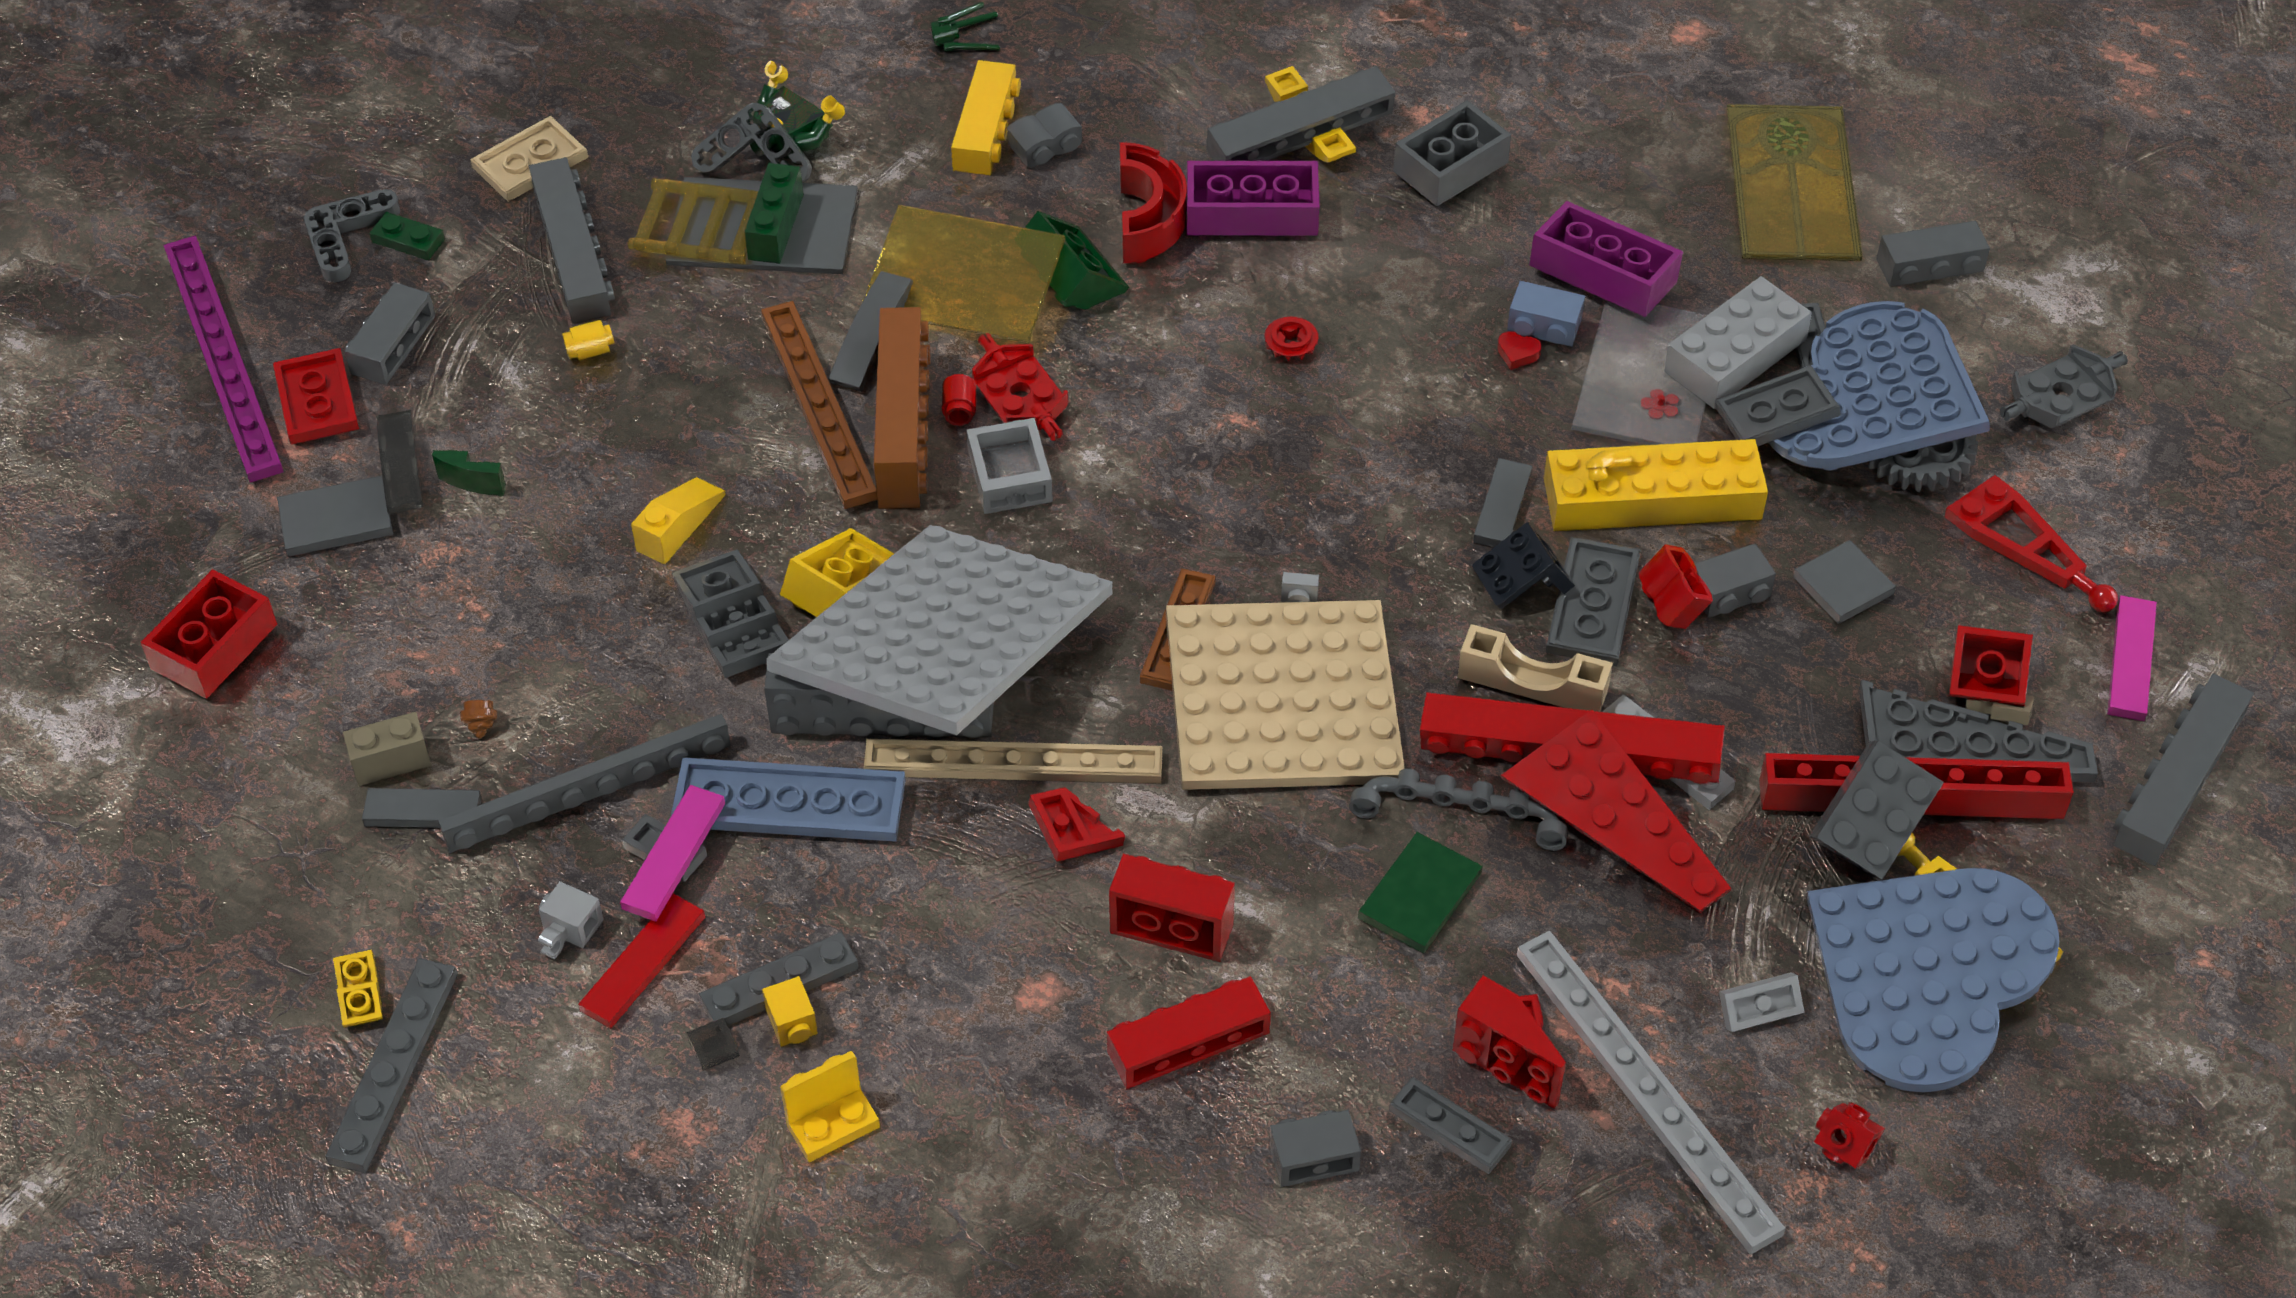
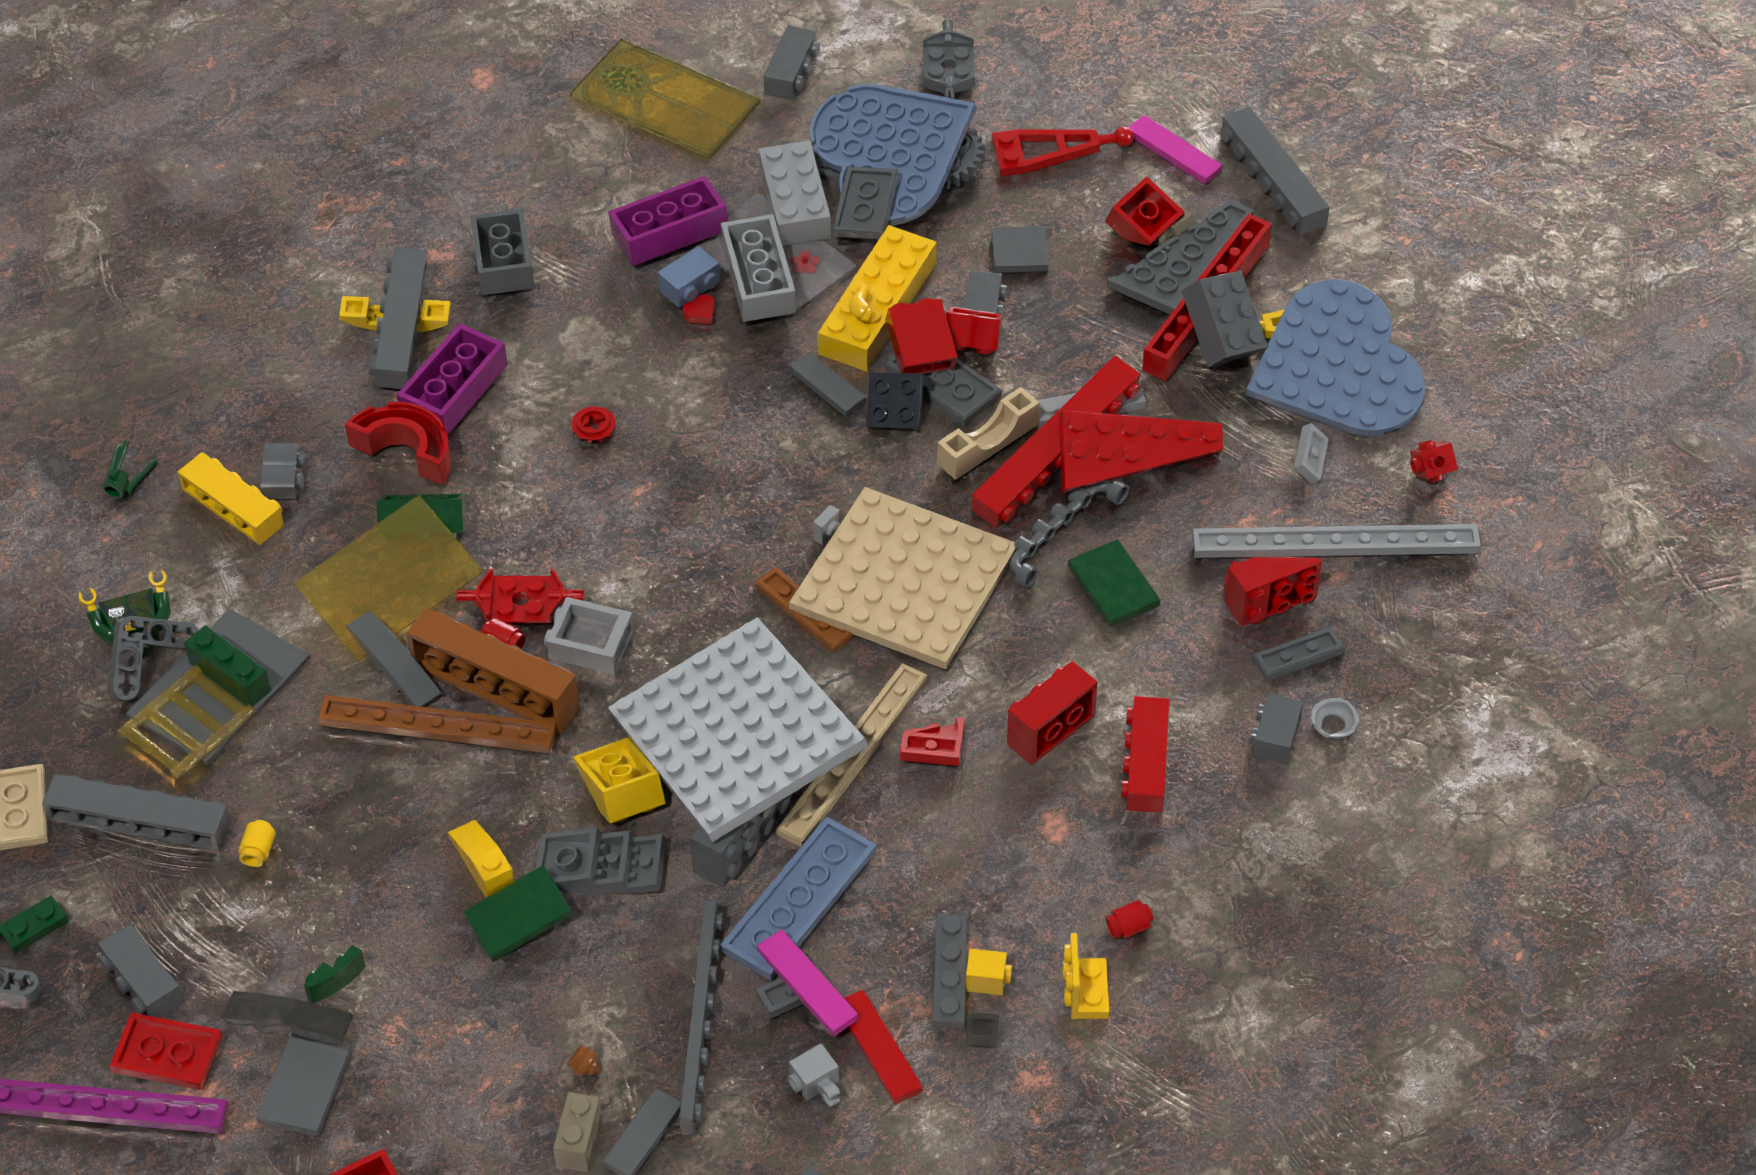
camera: 60 degrees left, 0 degrees up
(626, 576) = (518, 913): none -> dark green tile
(944, 1118) = (1129, 920): none -> red brick
(1379, 1186) = (1338, 708): none -> light grey piece
(1600, 360) = (758, 268): none -> light grey brick
(1612, 541) = (921, 336): none -> red brick

